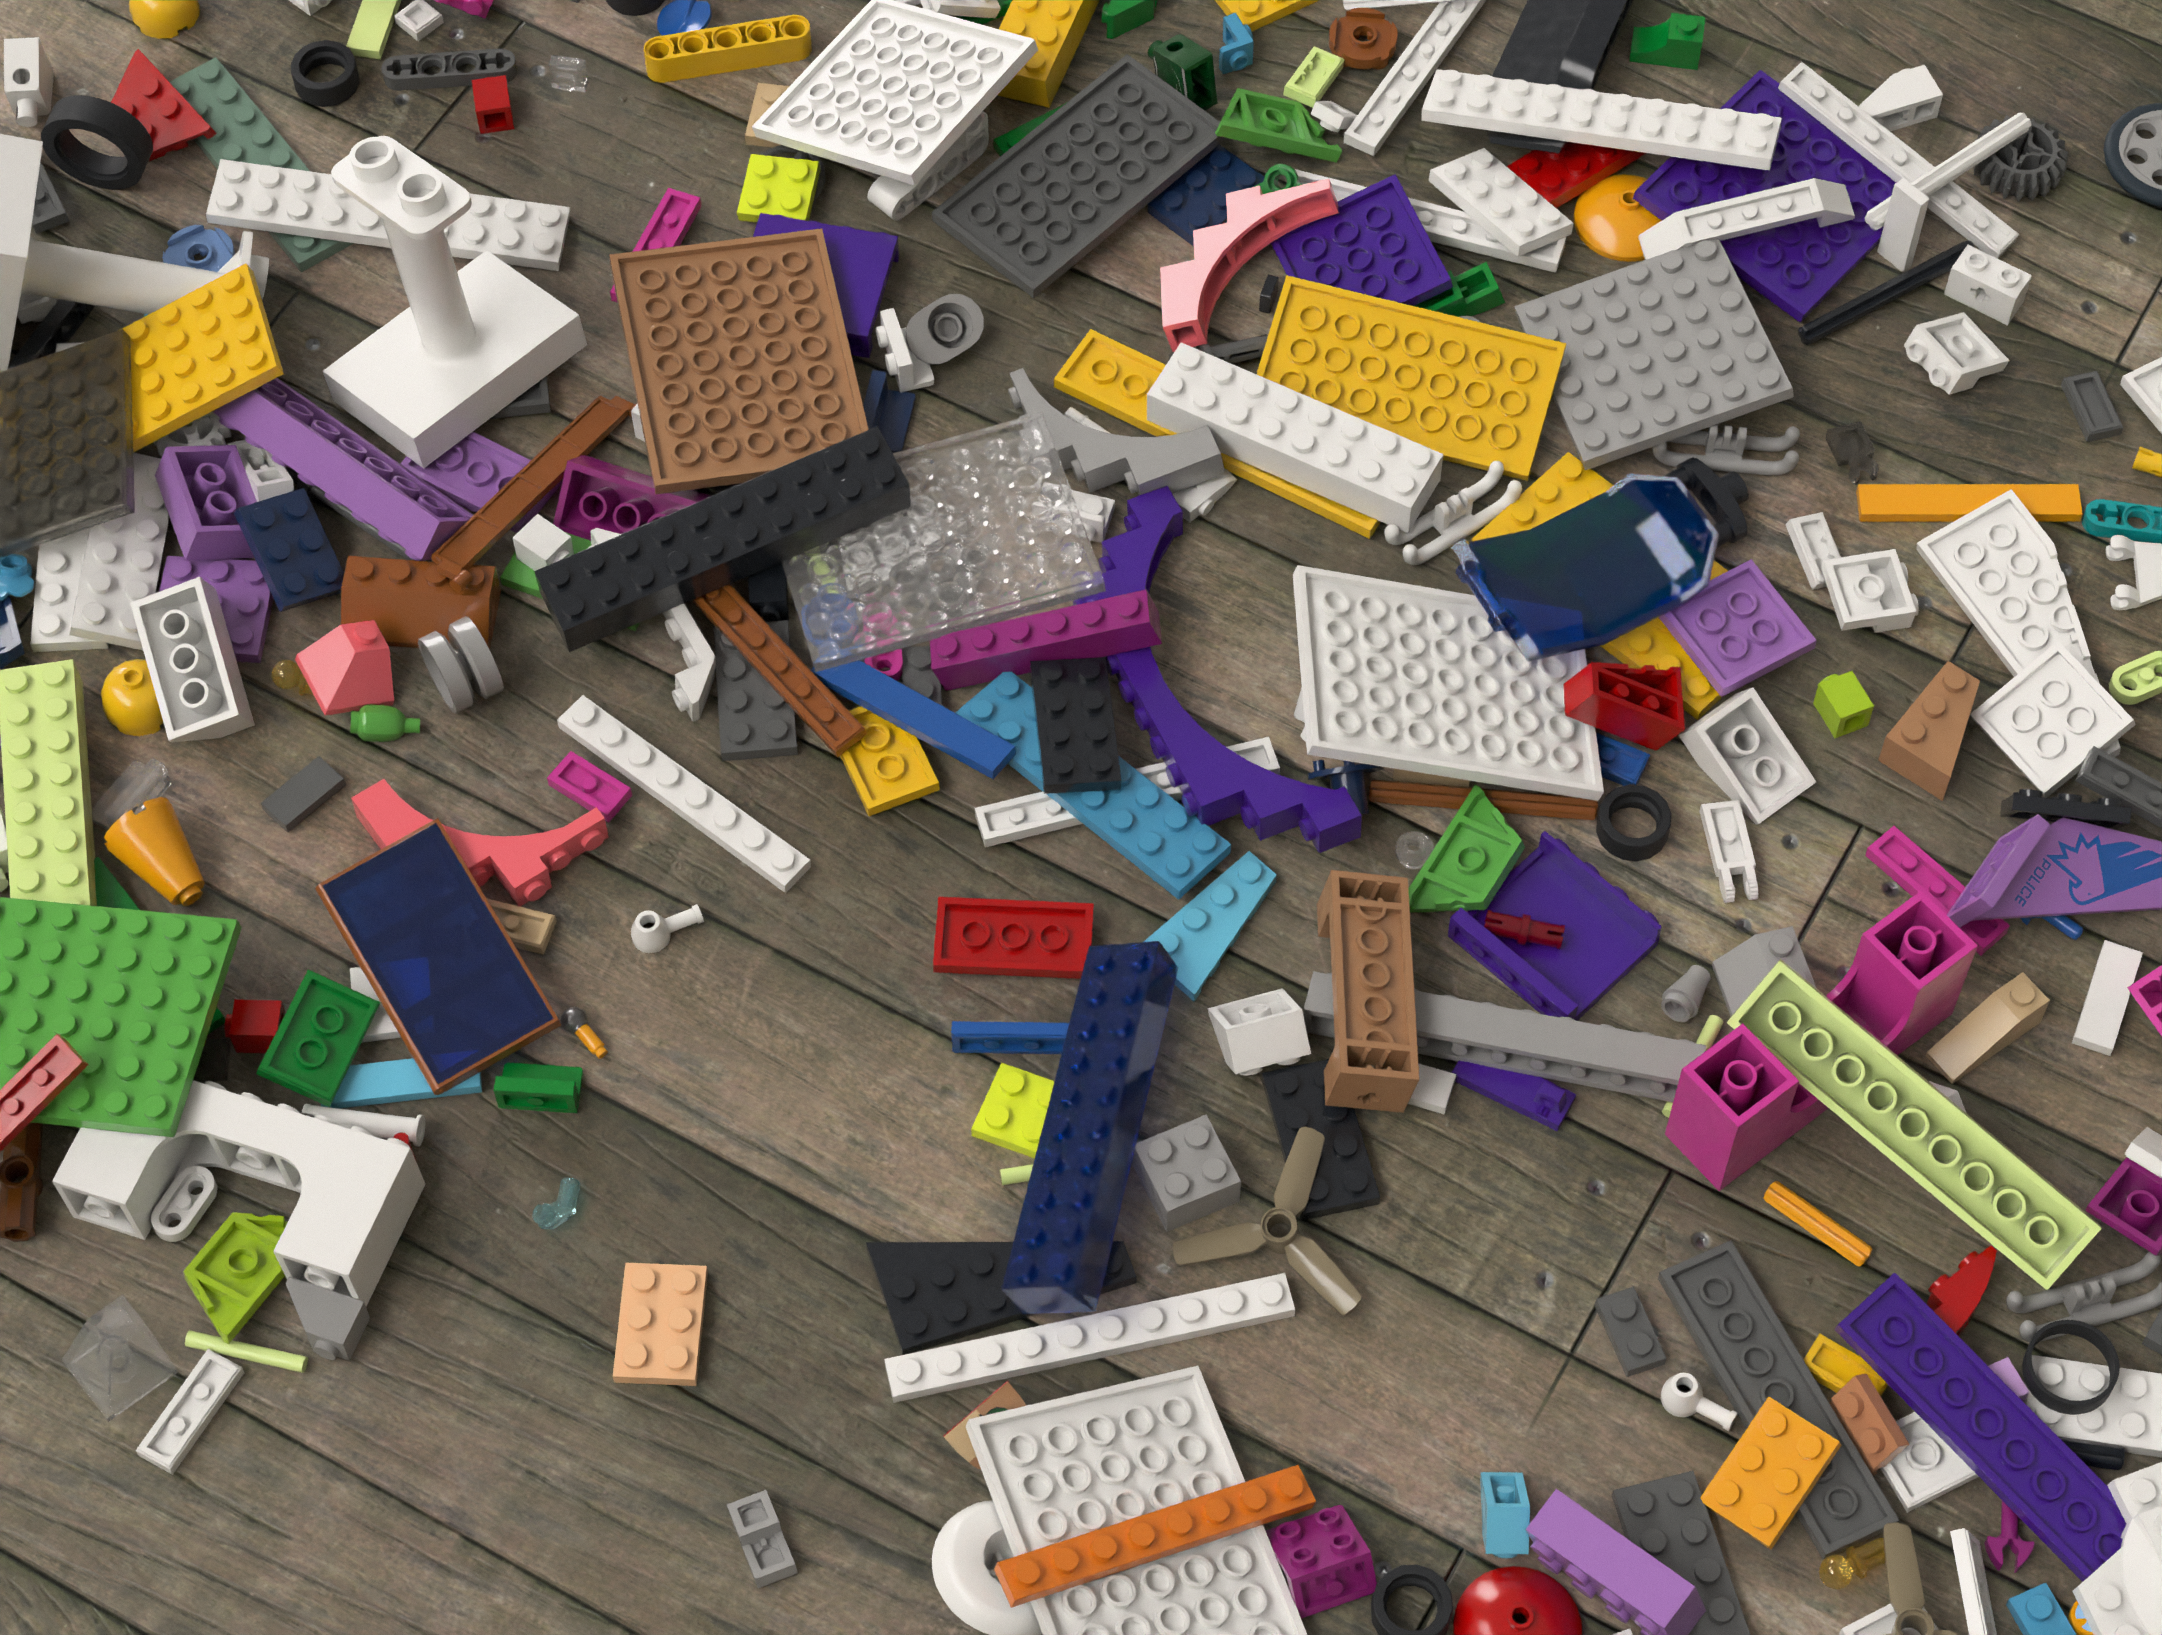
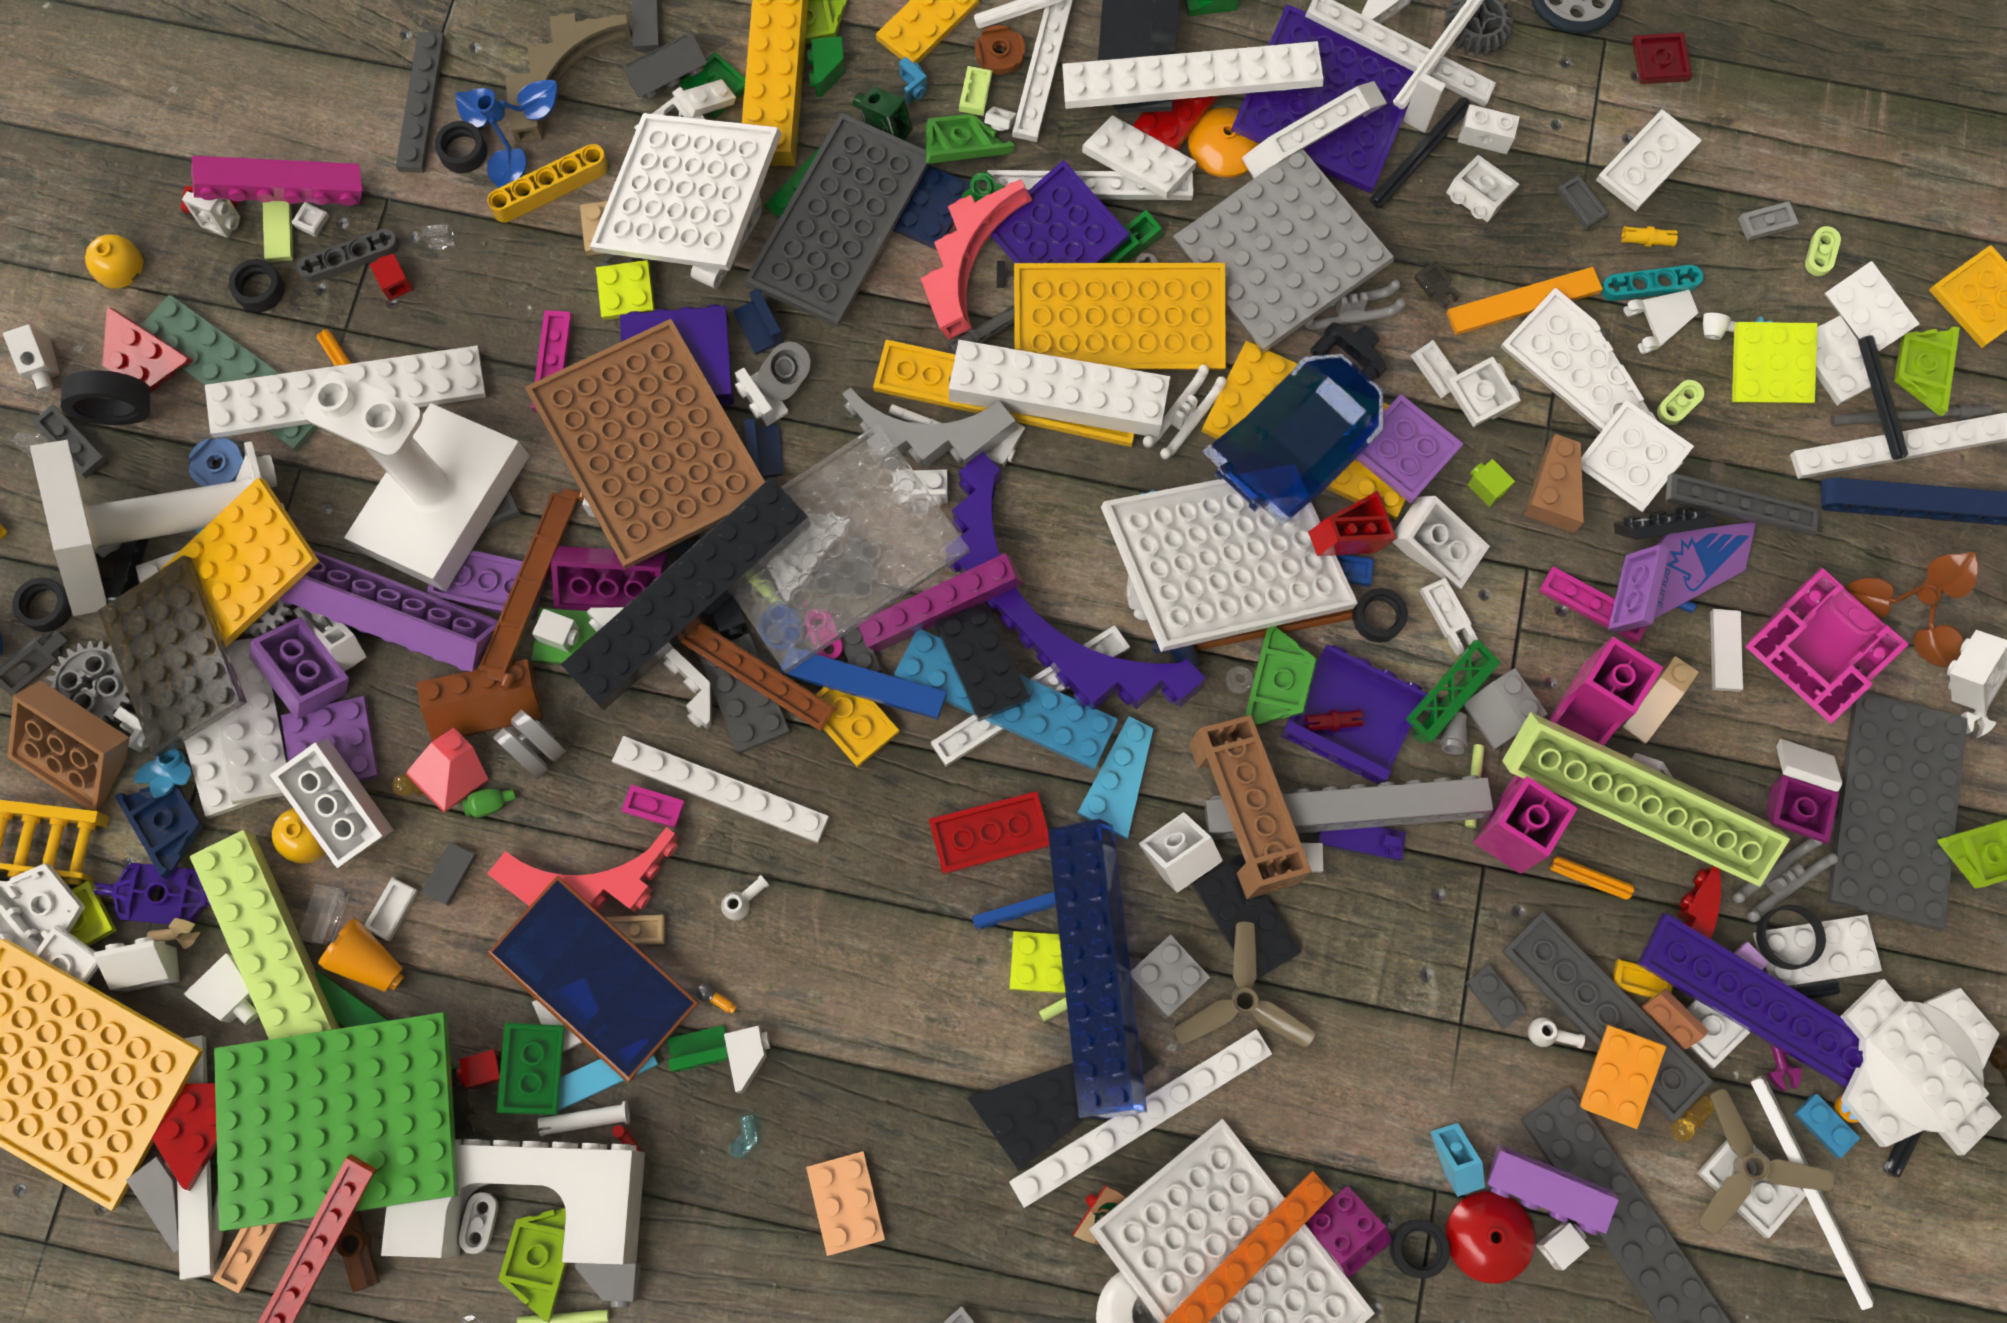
camera: 20 degrees left, 15 degrees up
(216, 814) = (391, 909): none -> white tile
(291, 549) = (372, 687): dark blue plate -> none
(598, 1106) = (746, 1054): none -> white slope
(933, 270) = (758, 323): none -> dark blue panel
(1704, 948) = (1457, 695): none -> green fence

